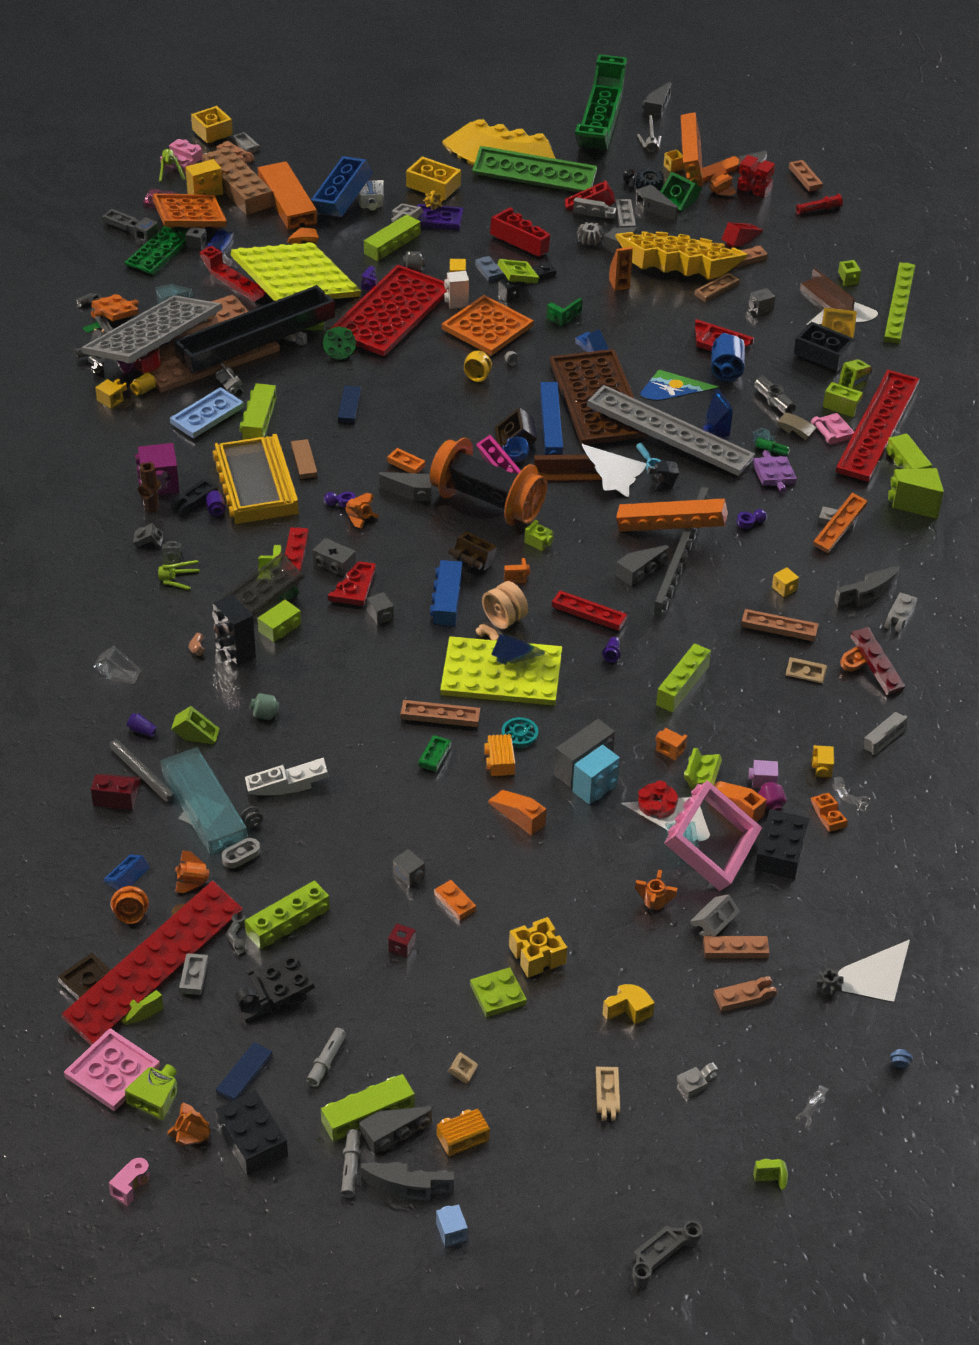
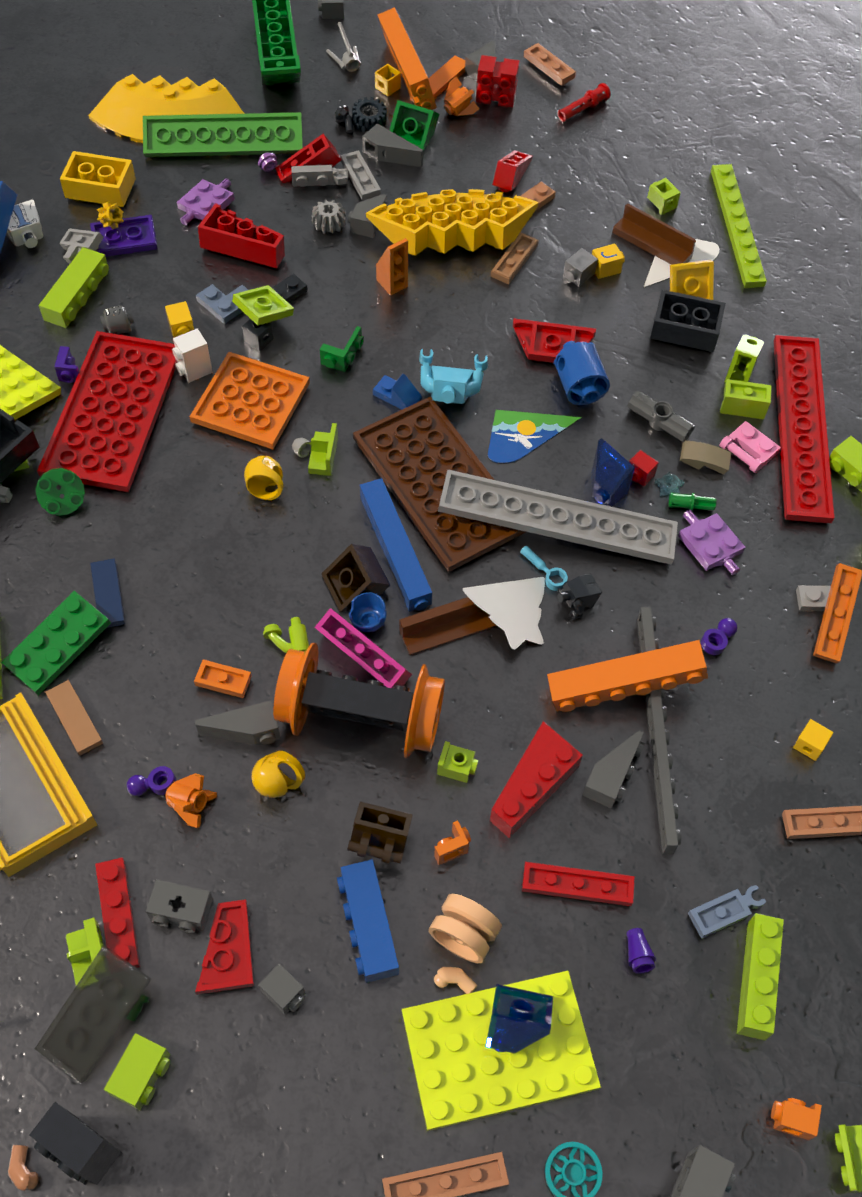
camera: 20 degrees left, 15 degrees up
(307, 419) = (56, 642): none -> green plate
(414, 510) = (269, 778): none -> yellow helmet
(503, 203) = (202, 198): none -> medium lavender plate
(525, 363) = (323, 452): none -> lime panel
(560, 193) = (267, 161): none -> medium lavender plate
(585, 555) = (535, 779): none -> red wedge
(632, 344) = (449, 383): none -> medium azure torso
(676, 645) = (724, 911): none -> sand blue plate
(745, 420) = (644, 468): none -> red plate
(785, 301) = (609, 260): none -> yellow brick

